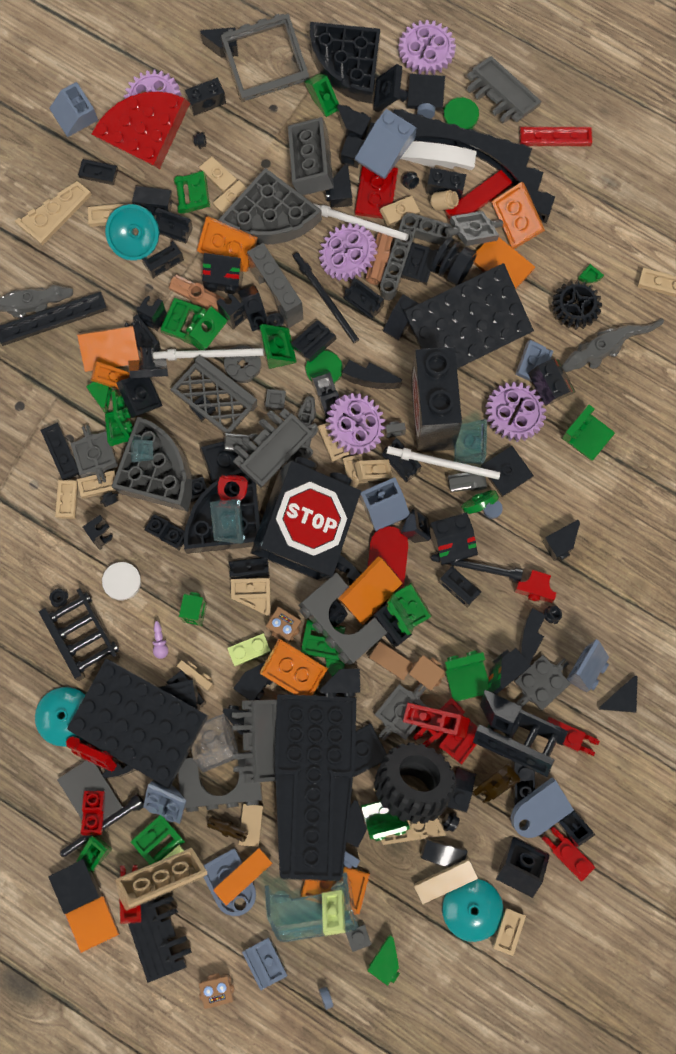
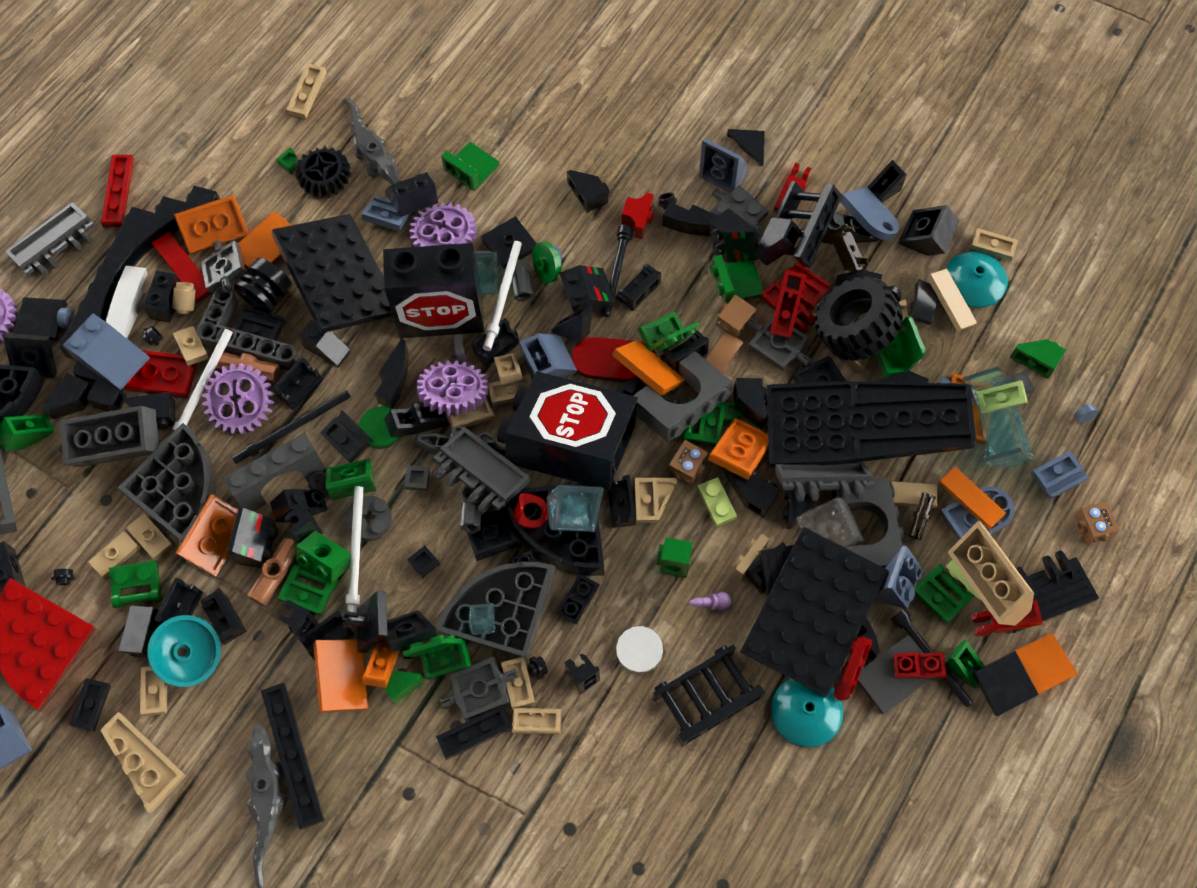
camera: 90 degrees left, 10 degrees down
(53, 597) = (666, 720): black plate -> none
(226, 385) = (392, 538): dark grey fence -> none
(461, 112) = (73, 283): green tile -> none
(570, 856) = (911, 192): red hinge -> none

